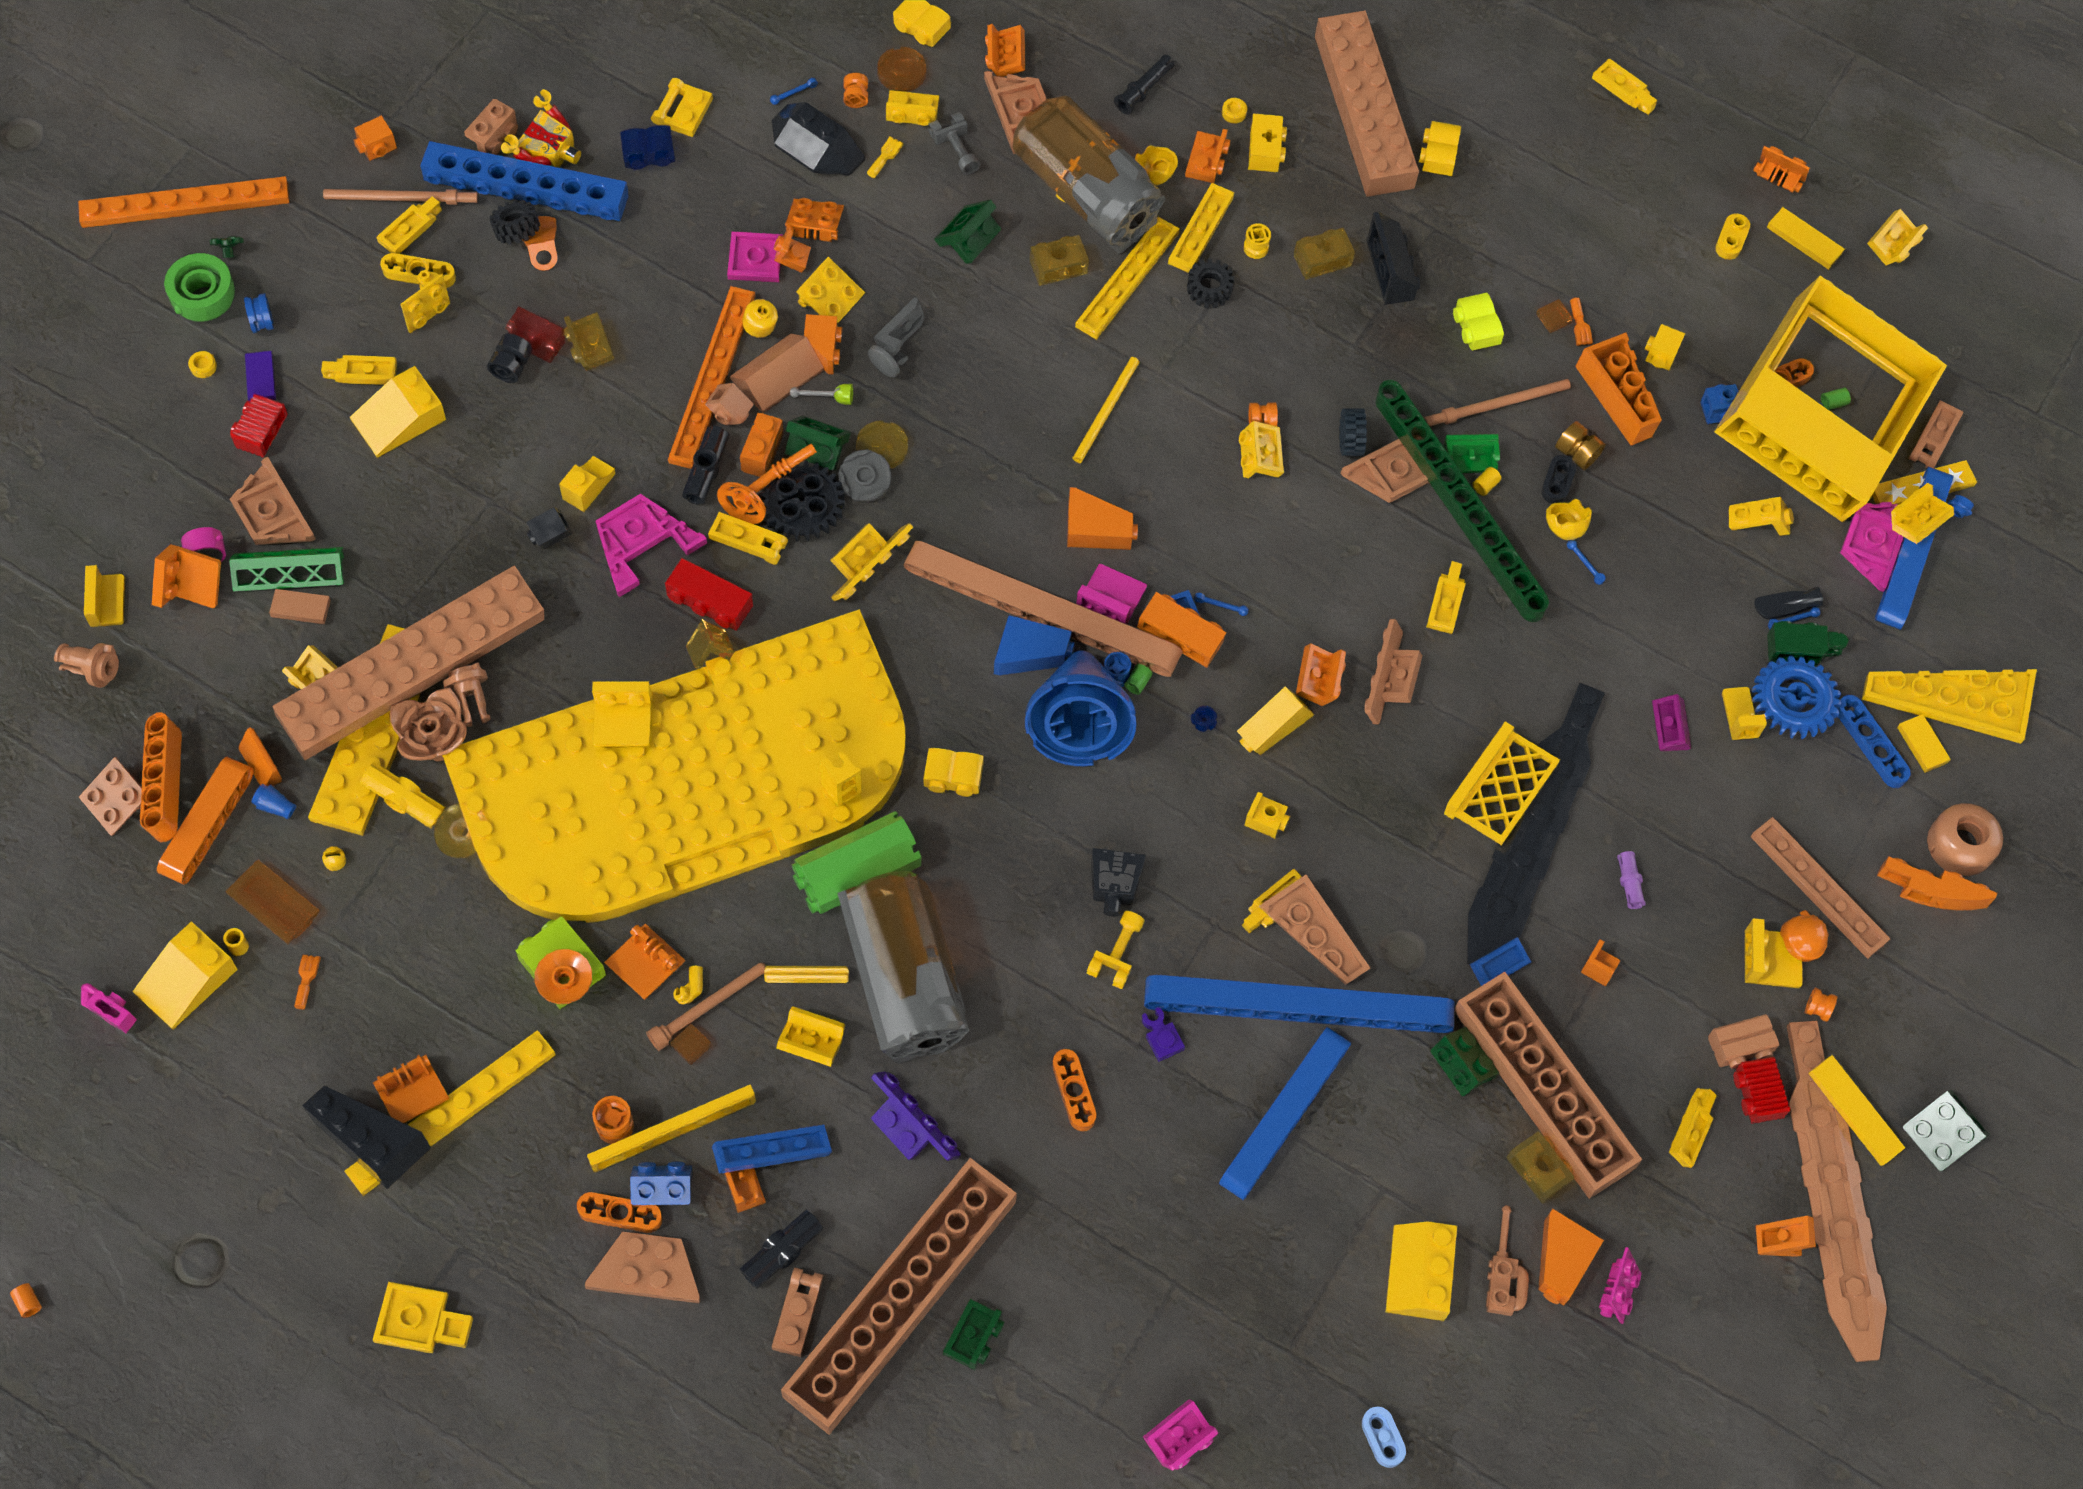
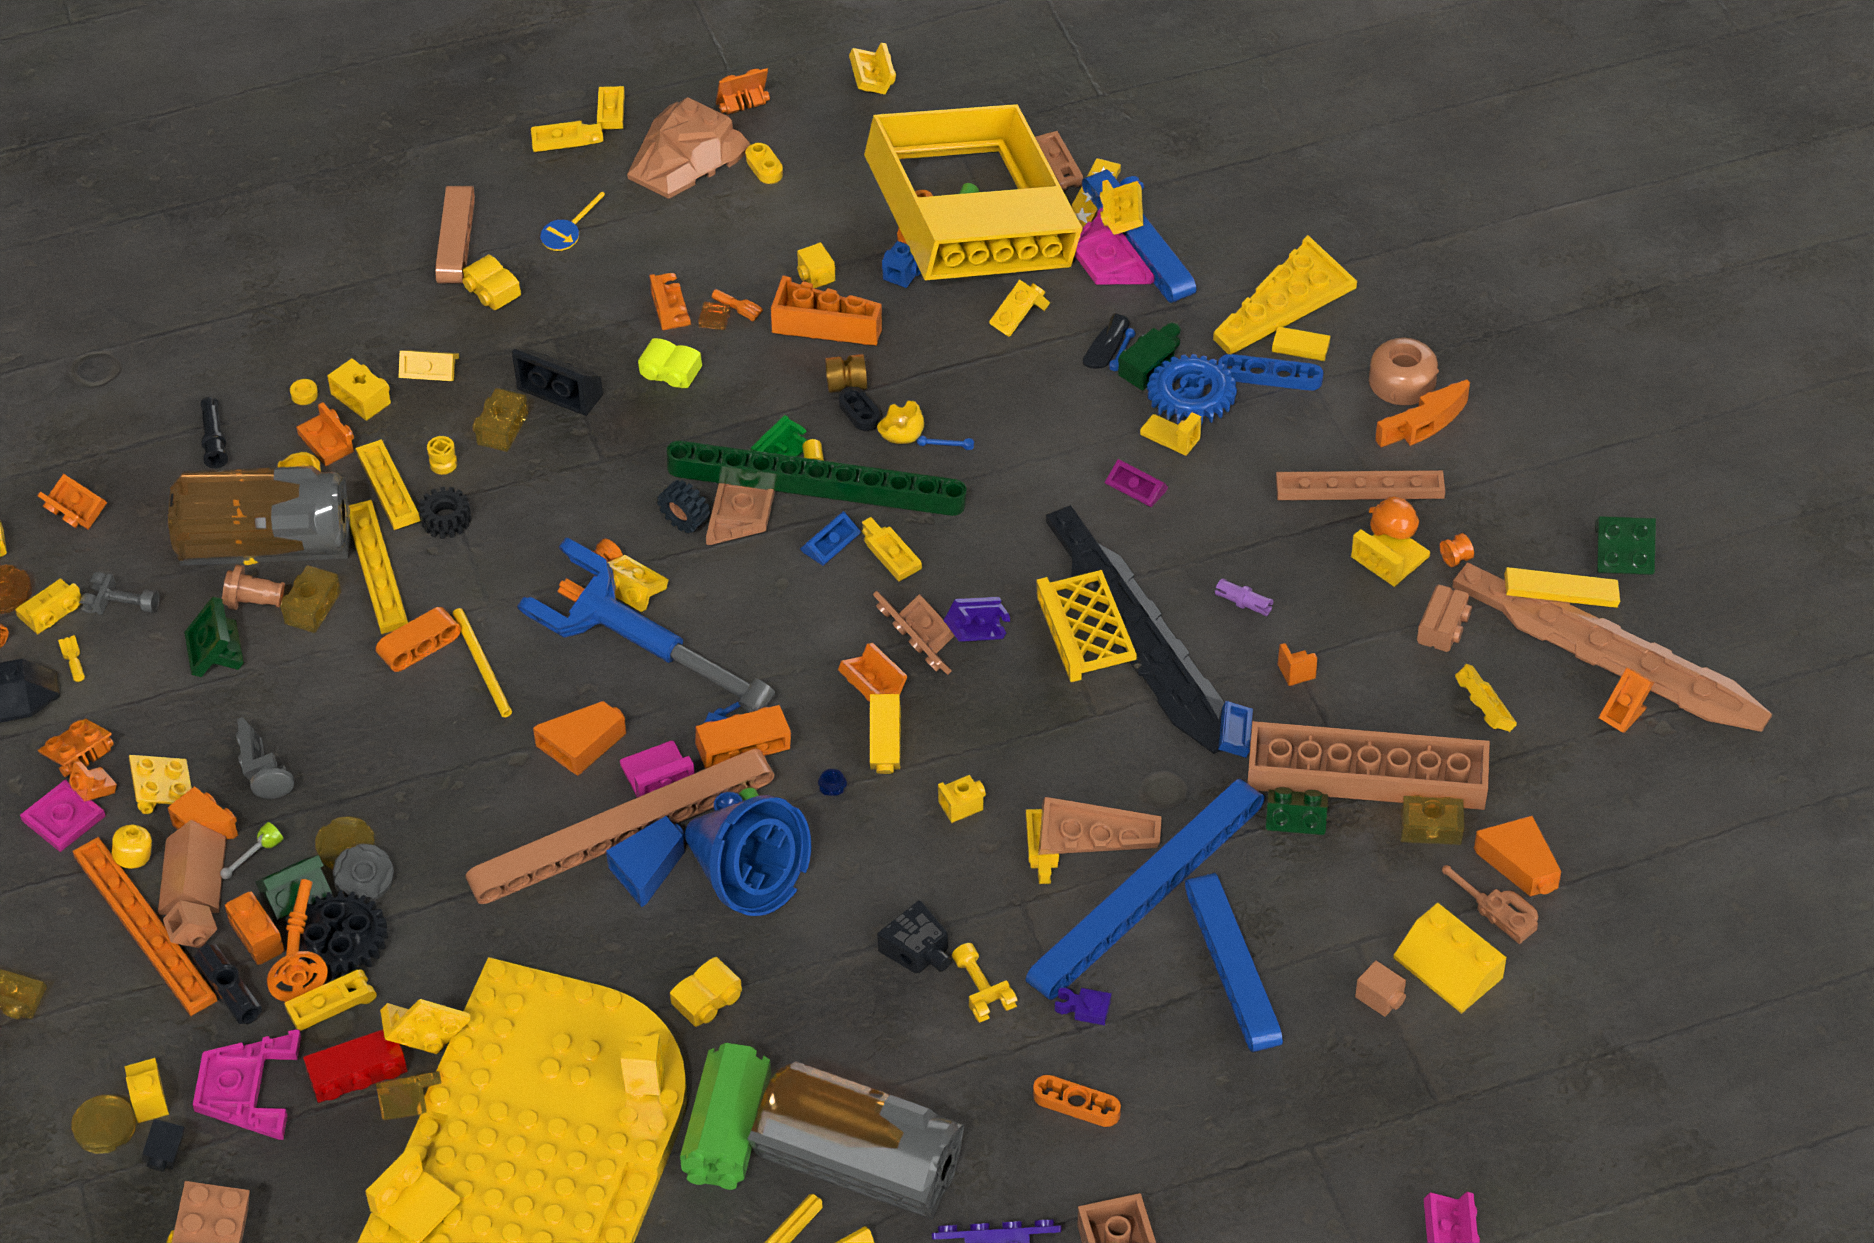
camera: 45 degrees left, 15 degrees down
(540, 478) = (103, 1123): none -> clear yellow tile
(764, 610) = (422, 1026): none -> yellow bracket
(862, 554) = (438, 923): yellow bracket -> none
(1014, 99) = (133, 529): nougat wing -> none
(1026, 210) = (248, 589): none -> nougat piece
(1086, 354) = (418, 639): none -> orange beam
(1212, 446) = (599, 606): none -> blue piece
(1330, 167) = (427, 365): none -> yellow panel
(1351, 1238) = (1381, 989): none -> nougat brick
(1366, 103) = (398, 300): nougat brick -> none
(1383, 1438) = (1569, 1082): light blue plate -> none
(1422, 552) = (831, 539): none -> blue slope
(1432, 707) = (977, 619): none -> dark purple hinge
(1451, 414) = (731, 437): nougat bar -> none
(1463, 89) = (455, 234): none -> nougat beam
(1535, 156) = (563, 233): none -> blue piece
(1536, 276) = (669, 301): none -> orange hinge
(1623, 1278) = (1577, 835): dark pink hinge -> none
(1682, 94) = (611, 107): none -> yellow plate
(1693, 173) = (685, 145): none -> nougat wedge
(1761, 1090) = (1494, 634): red brick -> none
(1805, 238) = (813, 122): yellow tile -> none

